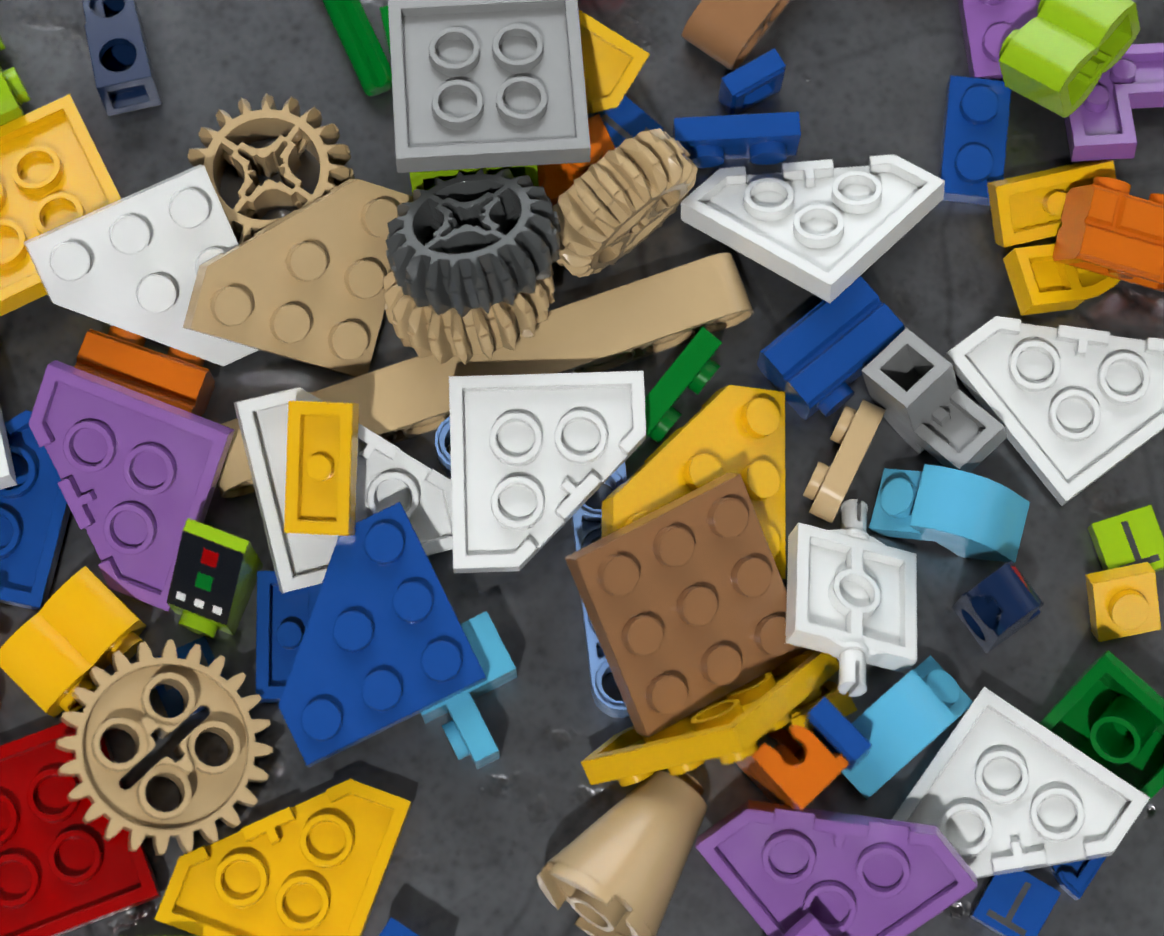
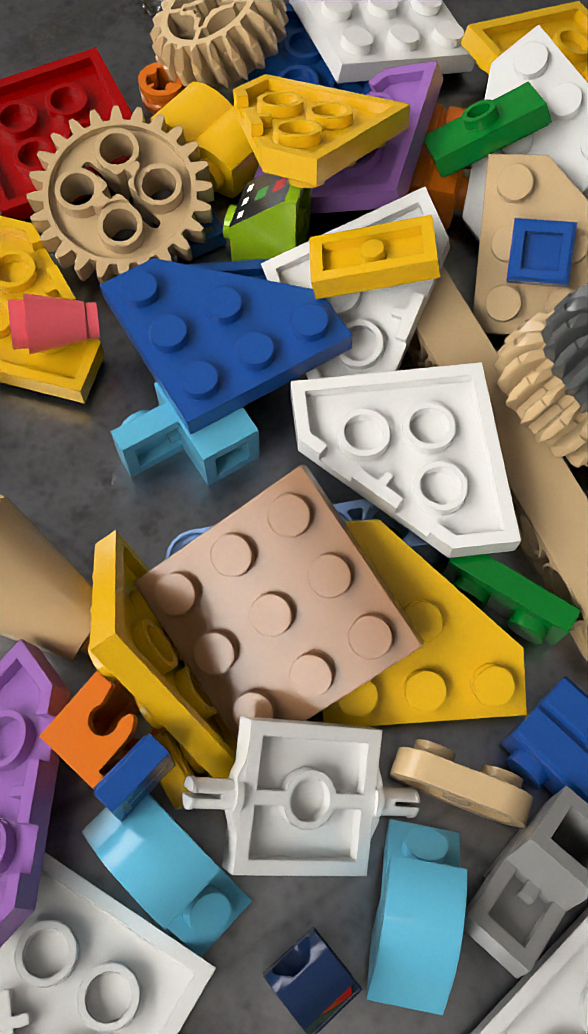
camera: 85 degrees right, 10 degrees down
(139, 518) = (313, 129): none -> yellow plate
(153, 326) = (487, 129): none -> green plate
(315, 293) = (541, 252): none -> blue tile
(336, 825) = (51, 322): none -> coral cone

